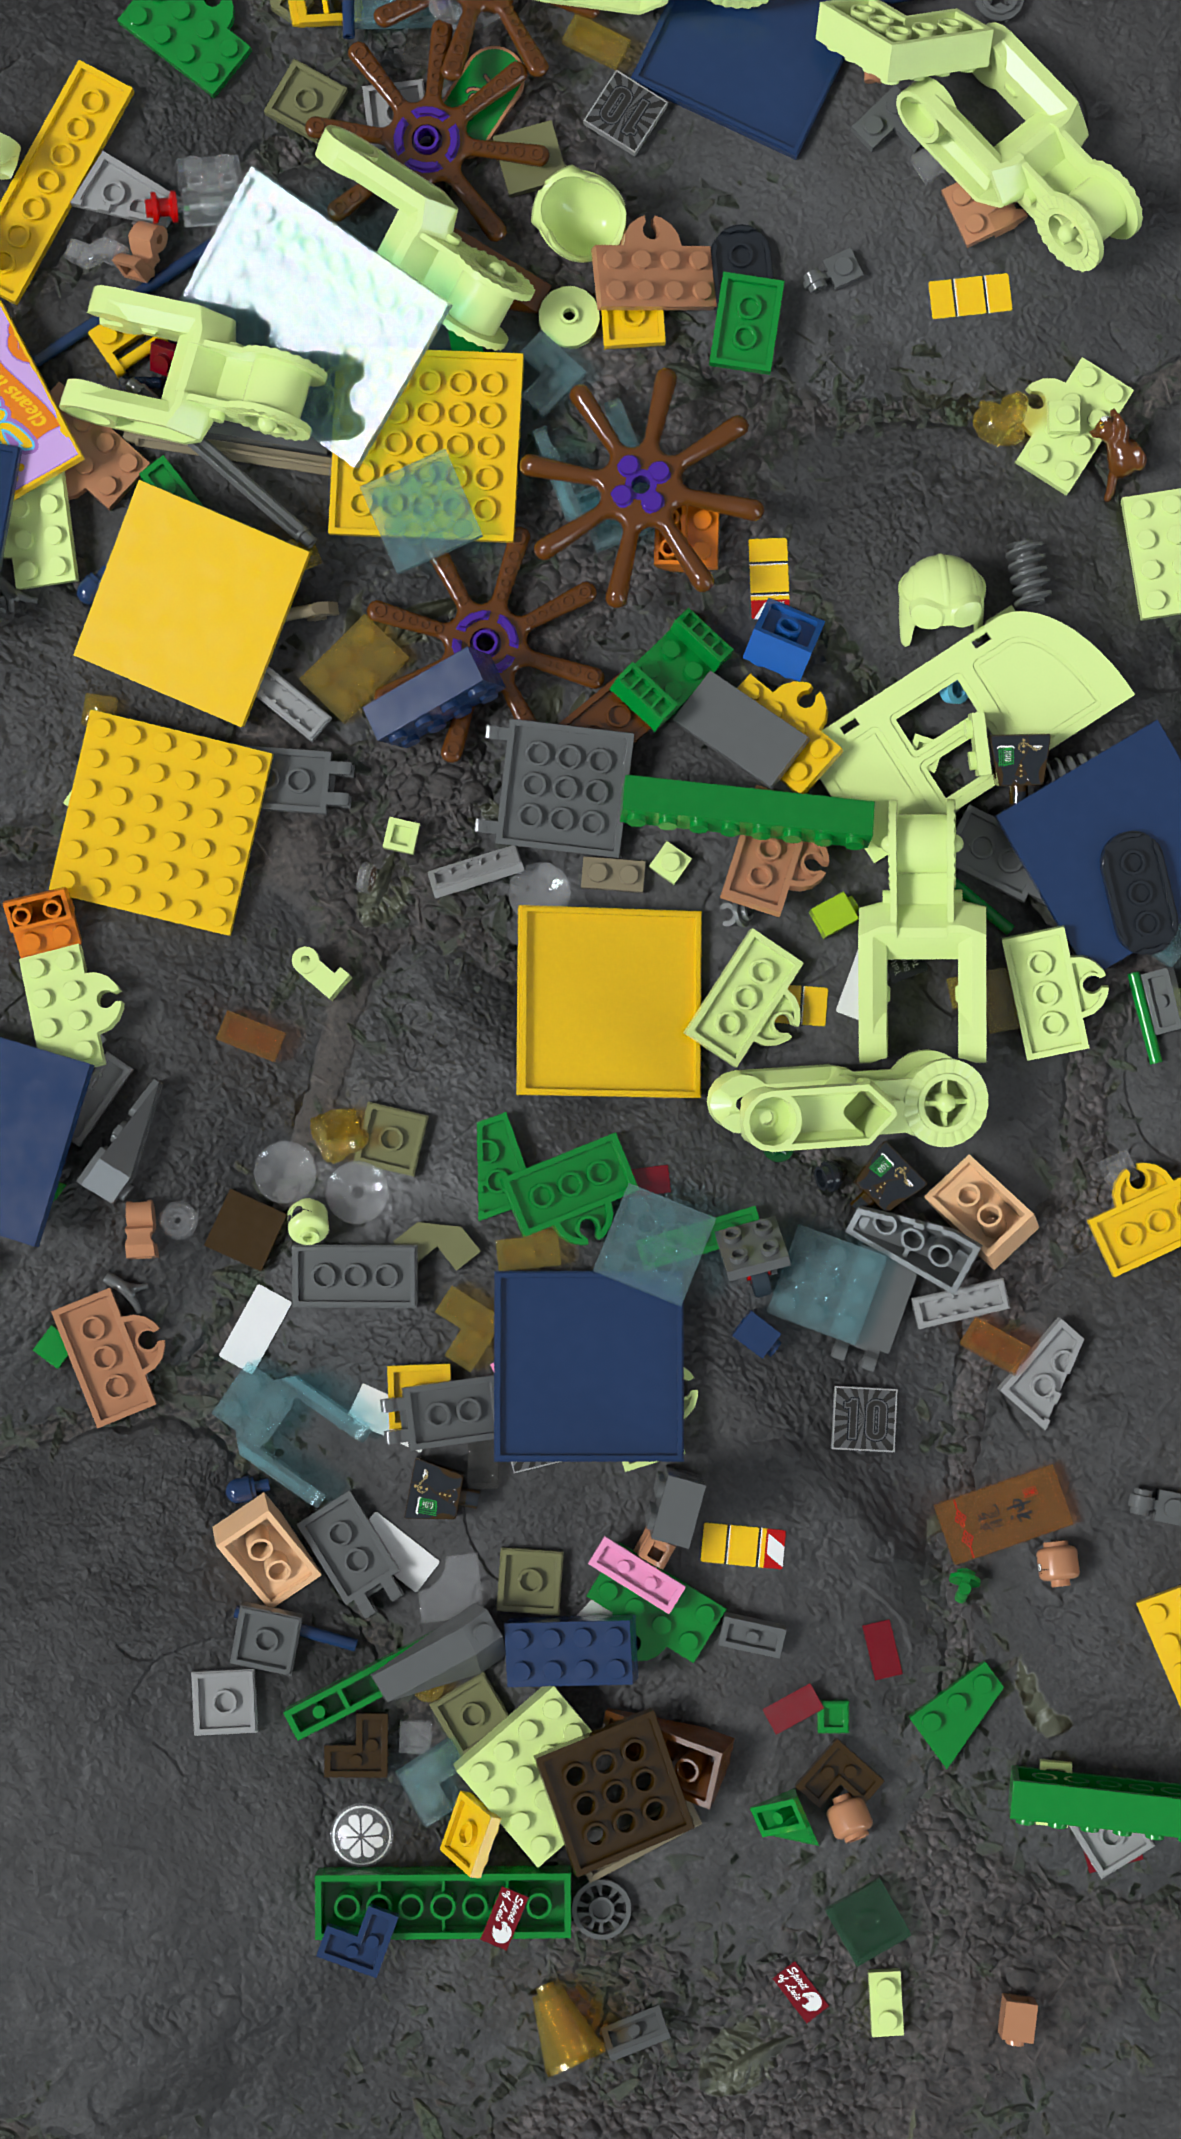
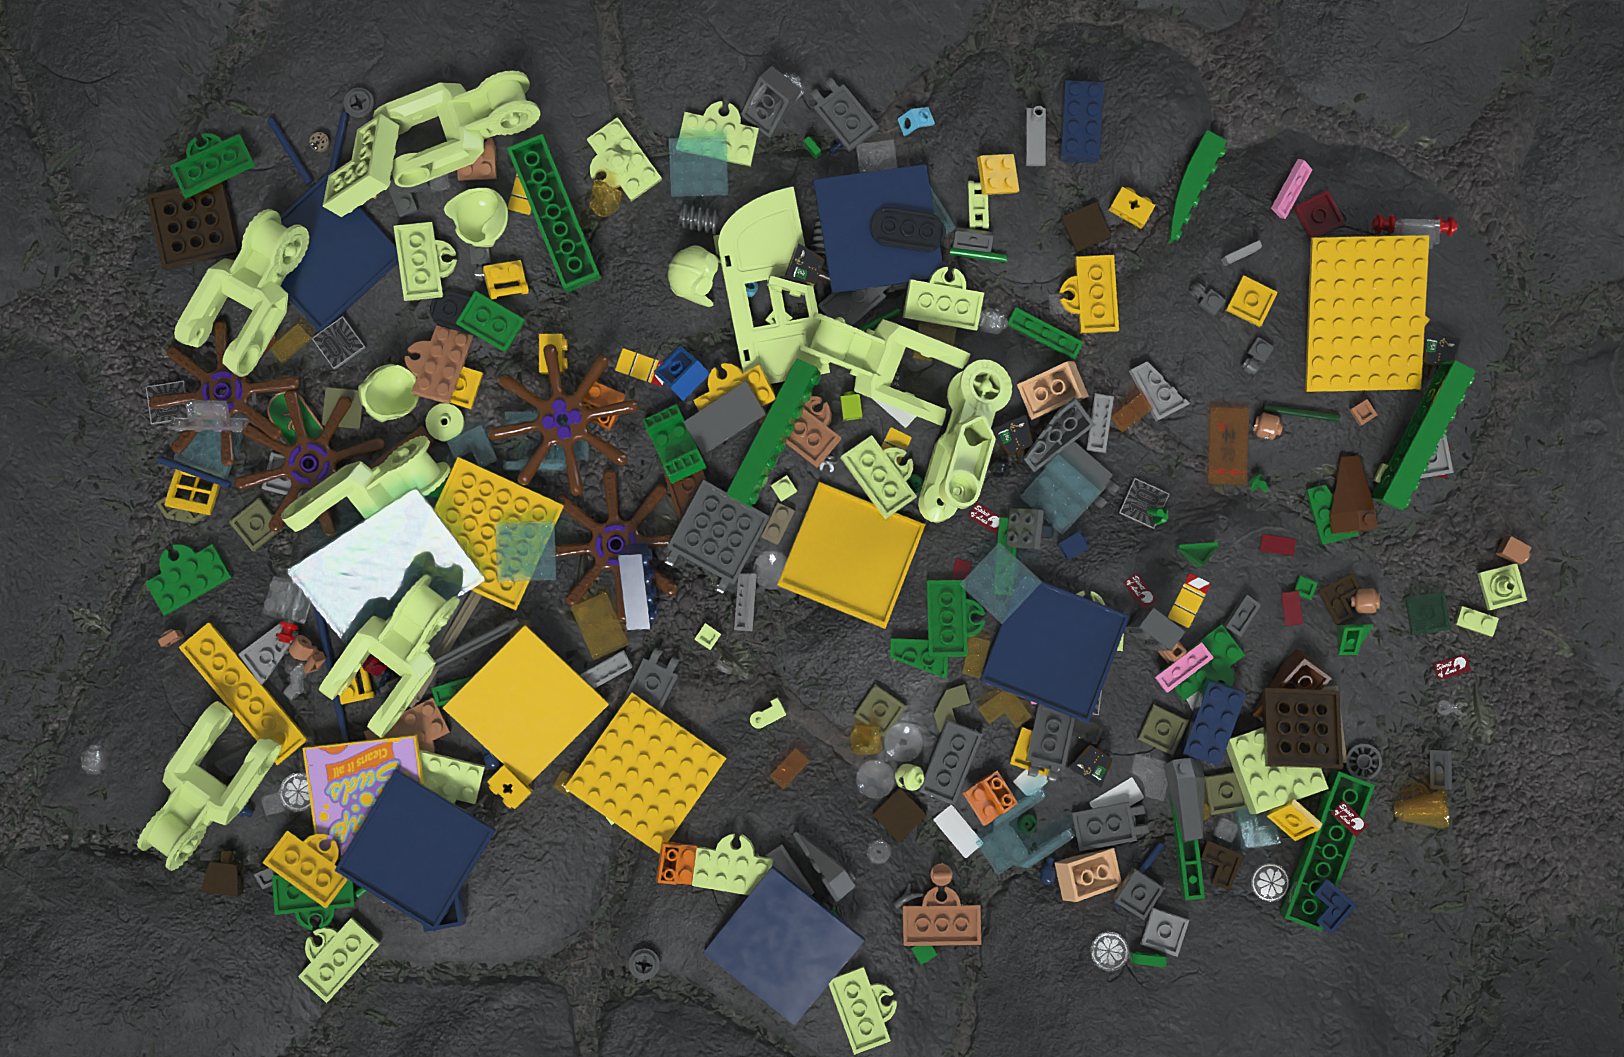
camera: 70 degrees left, 0 degrees up
(60, 646) = (519, 788): none -> yellow brick
(88, 41) = (170, 637): none -> nougat plate
(139, 1230) = (876, 875): nougat leg -> none
(162, 1629) = (1110, 951): none -> clear dish
(173, 1692) = (1148, 959): none -> green beam
(180, 1327) = (941, 874): none -> nougat piece
(306, 1428) = (1027, 823): none -> dark green tile
(314, 611) = (558, 636): dark tan piece -> none
(323, 1356) = (990, 797): none -> orange brick
(728, 1465) = (1140, 591): none -> dark red sticker
(734, 2006) = (1446, 708): none -> clear arm
(746, 1184) = (985, 517): none -> dark red sticker
(753, 441) = (561, 346): none -> yellow brick
(758, 1057) = (916, 482): none -> dark green tile
(797, 184) = (422, 261): none -> yellowish green plate
(820, 1530) = (1197, 553): none -> green slope
(827, 315) = (505, 273): none -> yellow plate
(855, 1450) = (1160, 515): none -> green plate
(899, 239) = (478, 216): none -> yellowish green piece
(949, 352) = (554, 213): none -> green brick
(954, 2022) = (1502, 586): none -> yellowish green plate
(993, 1738) = (1352, 502): none -> reddish brown wedge
(1051, 1078) = (992, 321): none -> clear head
(1064, 1166) = (1044, 333): none -> green plate
(1099, 1608) = (1301, 413): none -> dark green piece
(1108, 541) = (698, 166): none -> clear light blue plate
(1123, 454) = (651, 137): reddish brown animal -> none
(1138, 1703) = (1363, 412): none -> nougat plate

